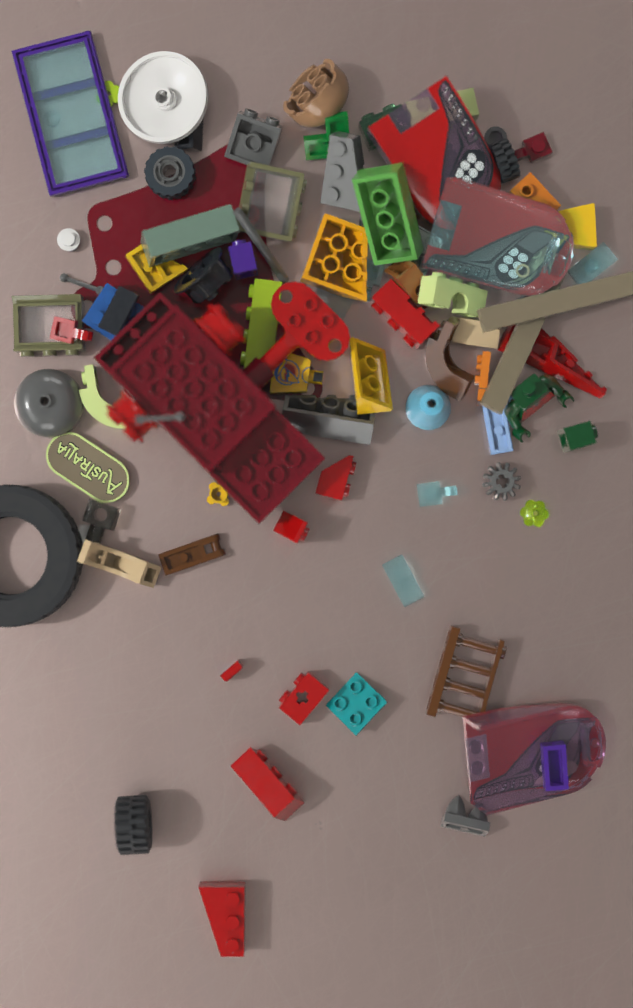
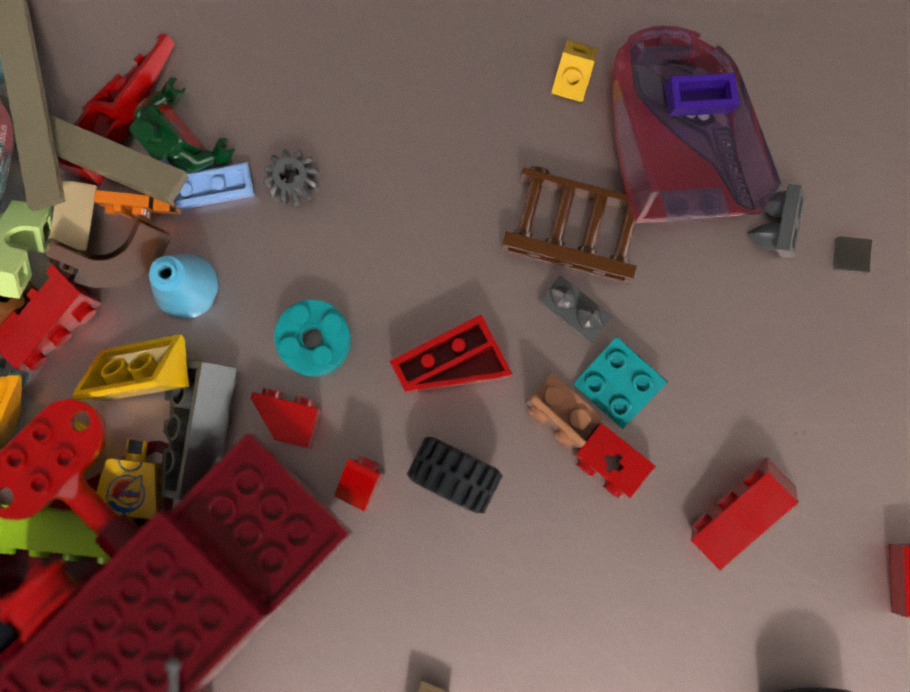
camera: 85 degrees left, 5 degrees down
(190, 554) = (403, 635): reddish brown plate -> none
(213, 498) = (317, 602): yellow plate -> none
(231, 671) = (576, 569): red tile -> none
(295, 591) = (454, 475): none -> black tyre
(337, 665) = (564, 412): none -> nougat bracket
(373, 592) = (453, 360): none -> red wedge
(400, 506) = (307, 317): none -> teal wheel
(403, 580) = (437, 317): clear light blue slope -> none
(407, 675) = (575, 309): none -> dark grey tile
(432, 494) = (311, 277): clear light blue plate -> none
(442, 867) = (852, 255): none -> clear smoke tile
(528, 513) = (338, 139): clear neon green plant -> none
(575, 679) = (574, 71): none -> yellow bracket
(577, 436) = (223, 68): dark green brick -> none

